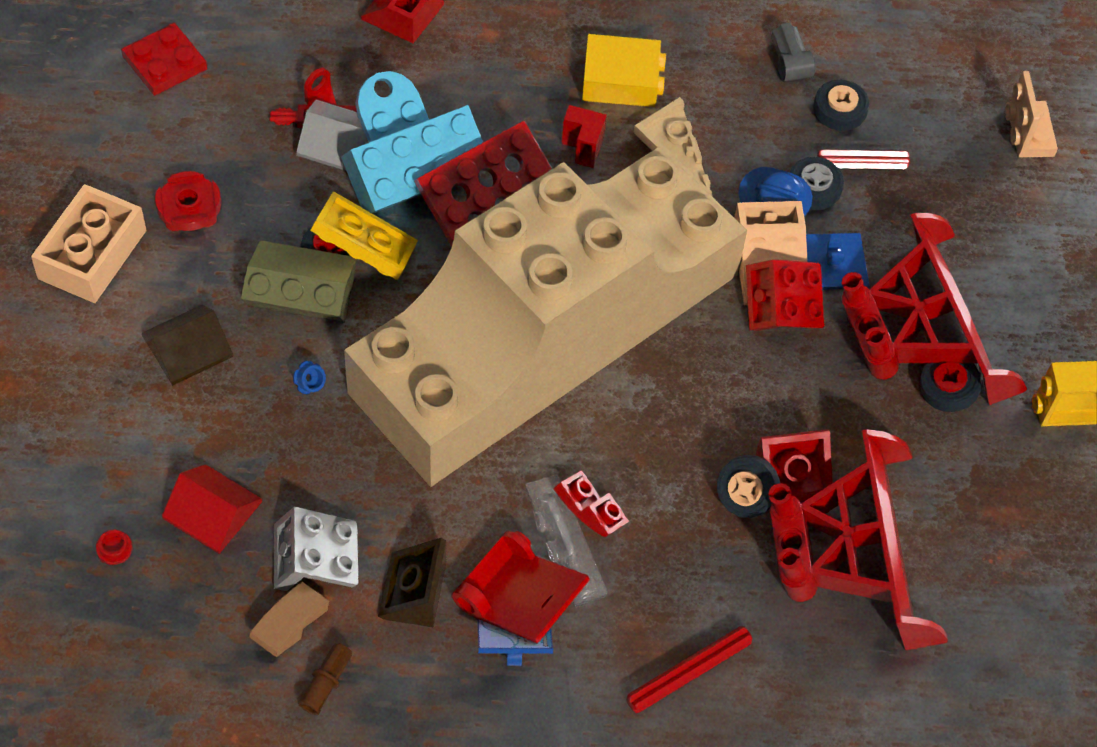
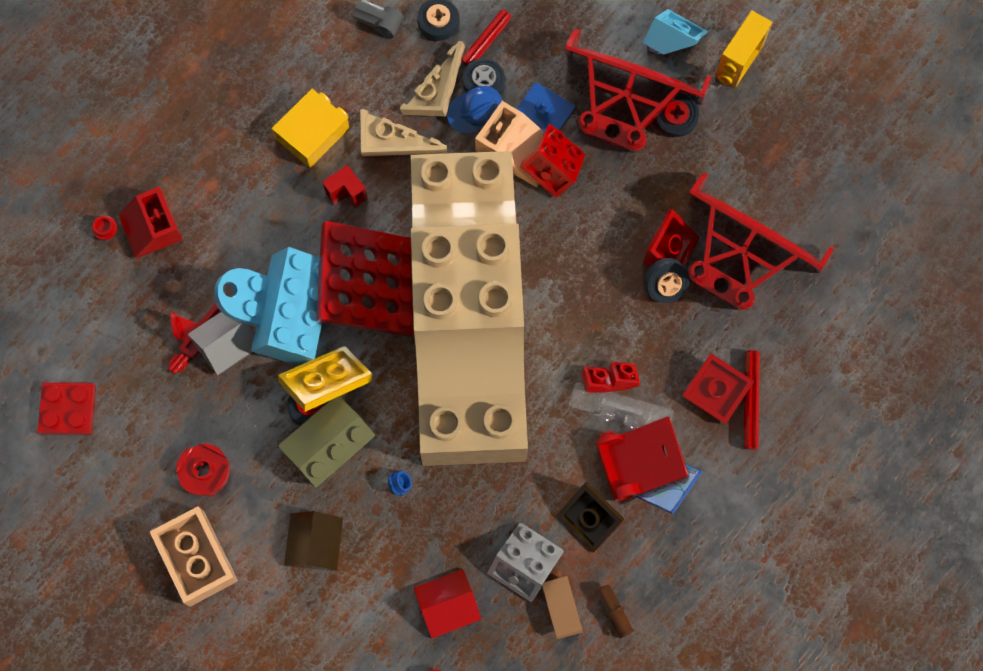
camera: 50 degrees left, 15 degrees up
(670, 620) = (718, 388): none -> red plate
(769, 148) = (435, 92): none -> tan wing
(1038, 317) = (671, 33): none -> medium azure slope

